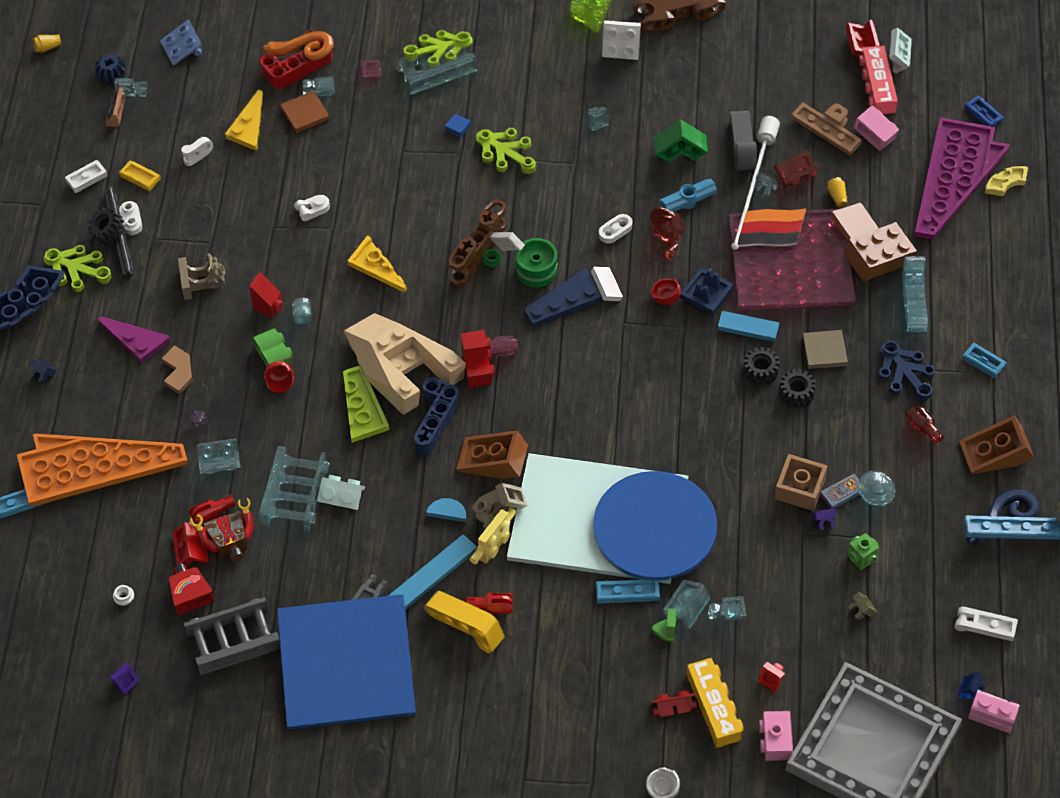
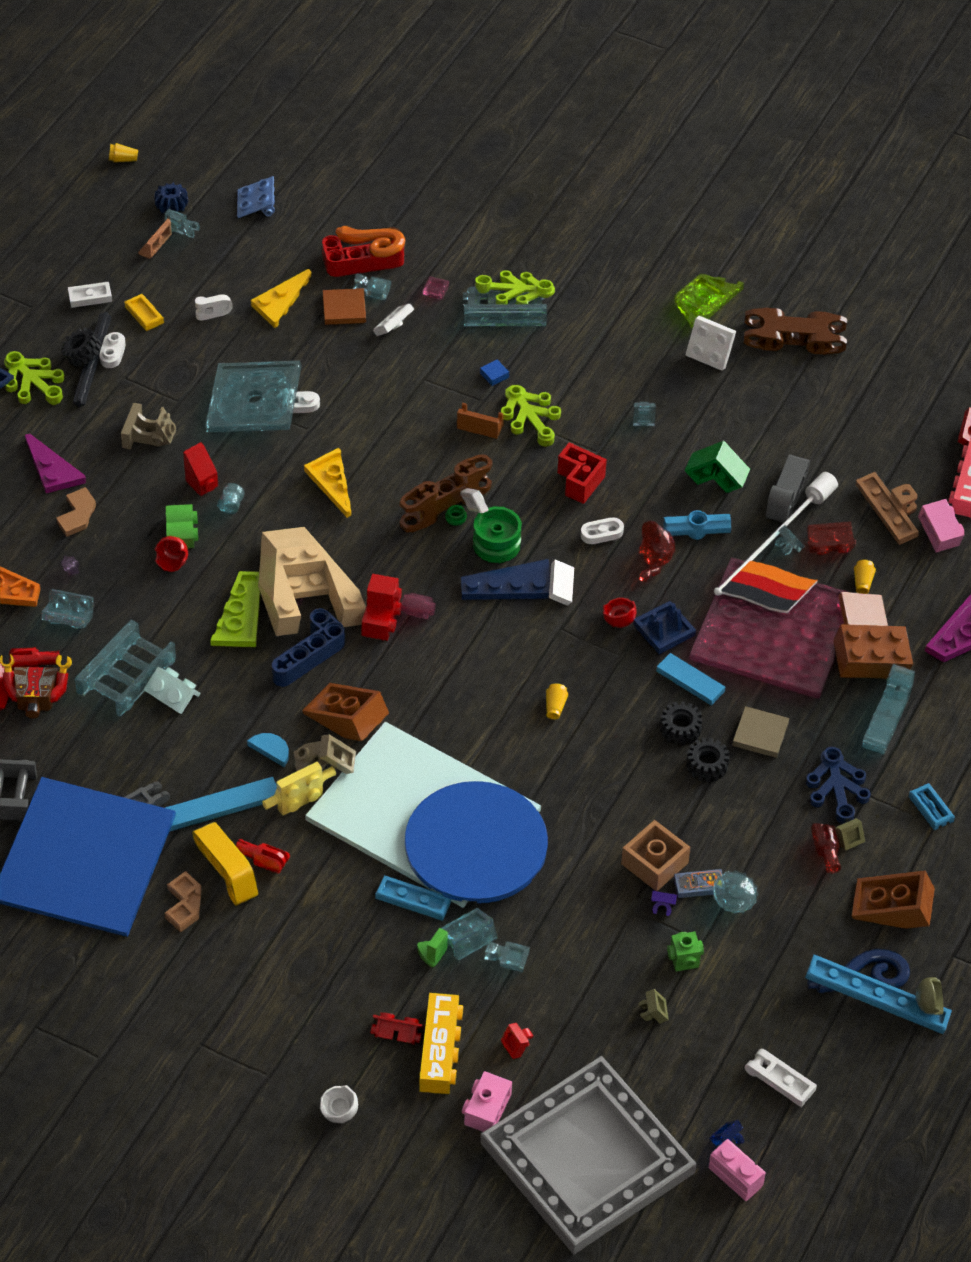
camera: 20 degrees right, 5 degrees down
(257, 206) = (238, 382): none -> clear light blue piece
(353, 109) = (393, 320): none -> white plate
(453, 672) = (188, 909): none -> medium nougat tile
(469, 173) = (479, 423): none -> dark orange hinge
(576, 182) = (583, 471): none -> red brick
(653, 383) = (555, 700): none -> yellow cone
(937, 406) = (850, 834): none -> olive tile

